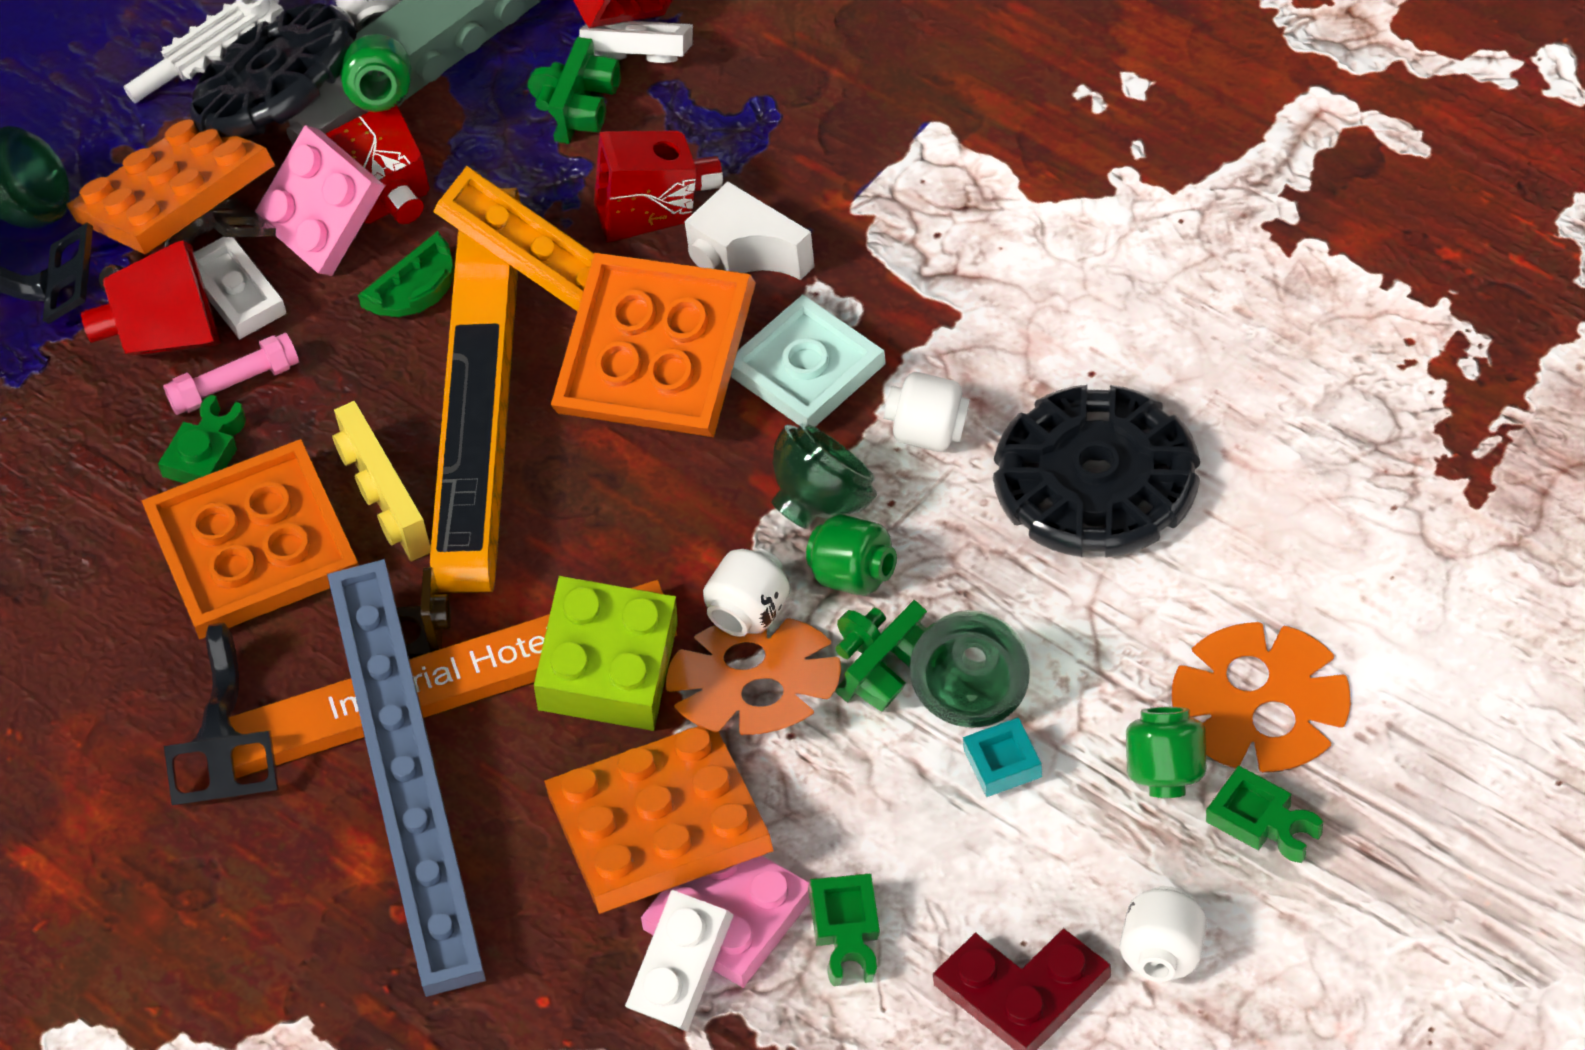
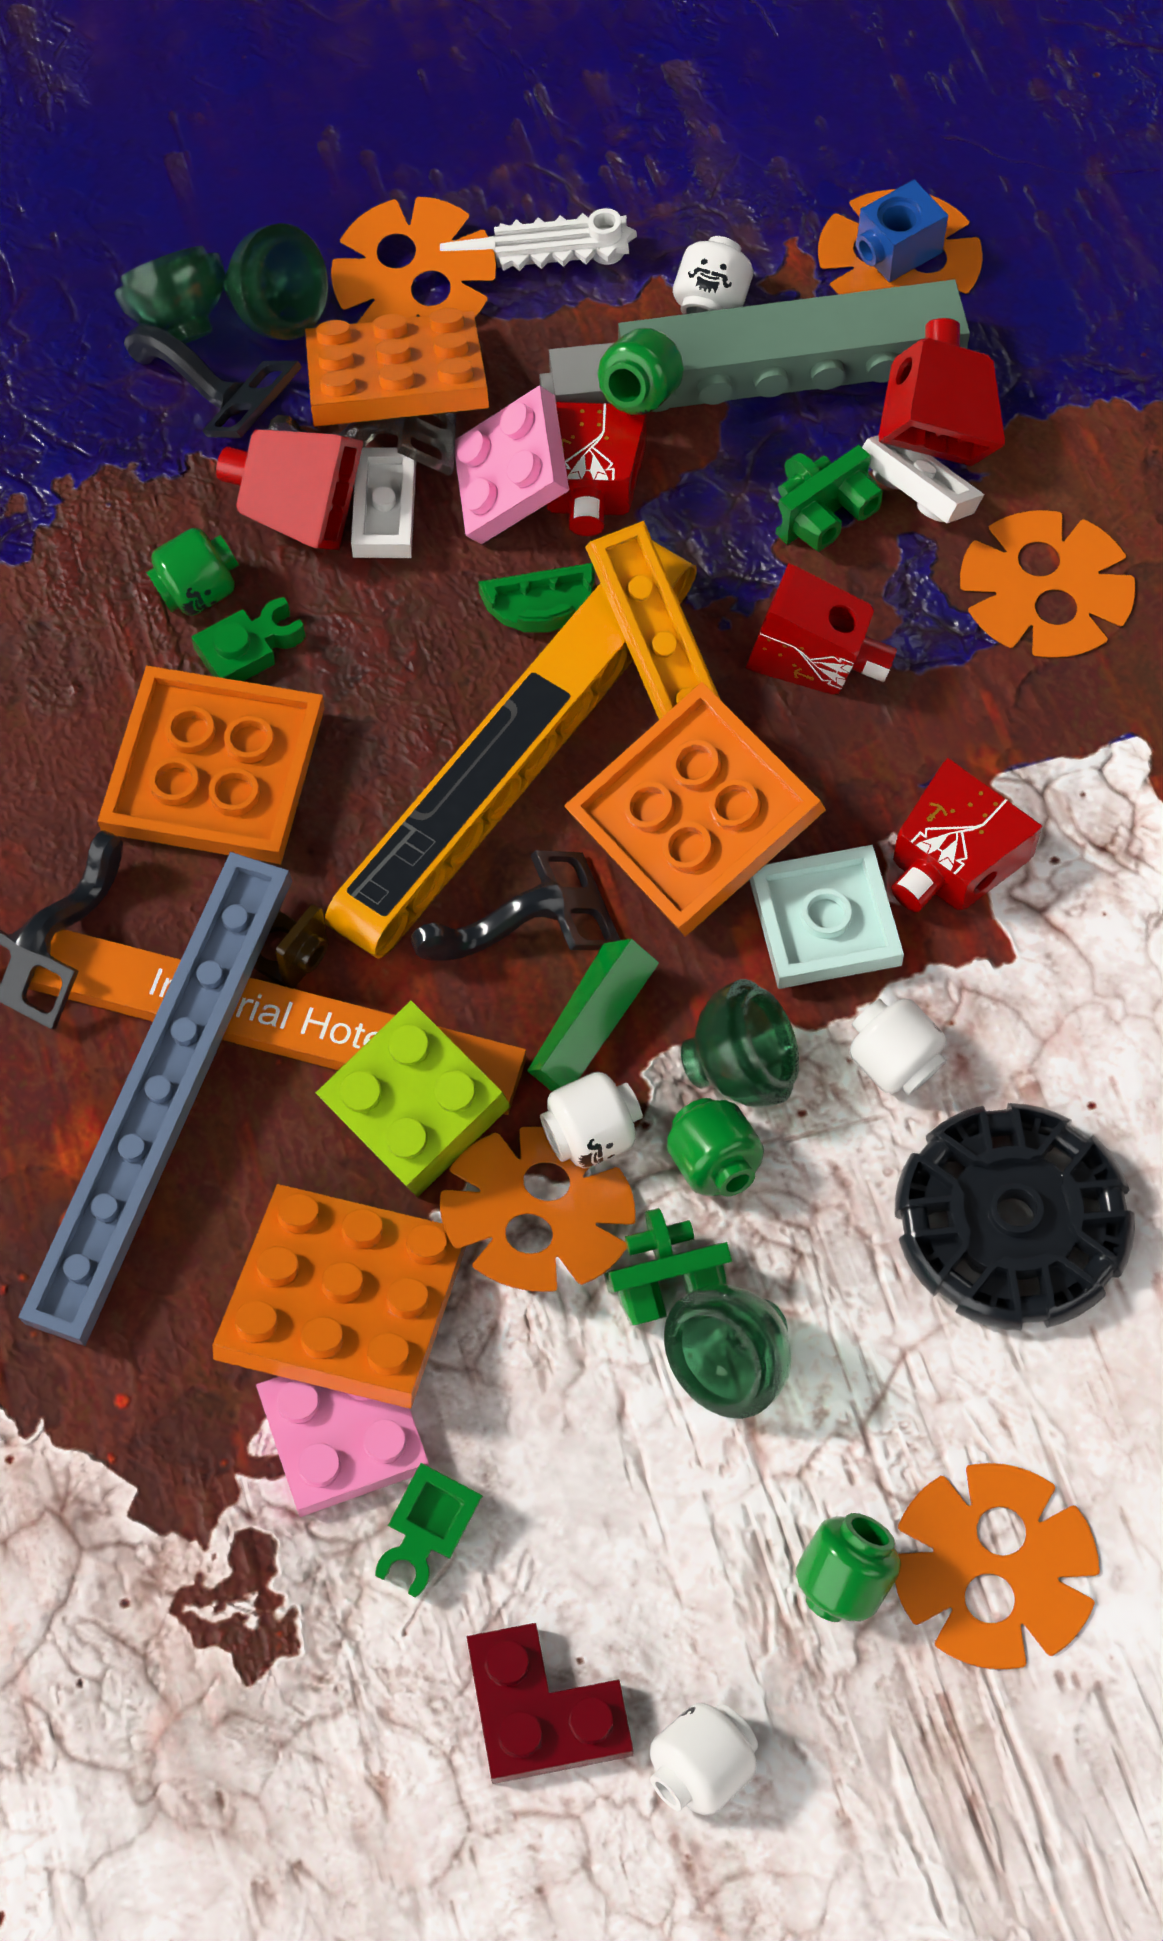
camera: 30 degrees right, 10 degrees up
(108, 79) = (431, 224): none -> orange piece
(122, 418) = (193, 571): none -> green head
(273, 71) = (562, 310): black plate -> none
(275, 355) = (267, 582): bright pink bar -> none
(380, 482) = (358, 782): light yellow plate -> none
(536, 548) = (546, 900): none -> black piece
(679, 960) = (251, 1456): white plate -> none
(687, 524) = (592, 1012): none -> green piece
(746, 235) = (863, 744): white arch -> none
(772, 92) = (1013, 607): none -> orange piece
(864, 255) = (960, 841): none -> red torso
(1002, 757) = (697, 1457): teal plate -> none
(1259, 810) = (891, 1691): green plate -> none

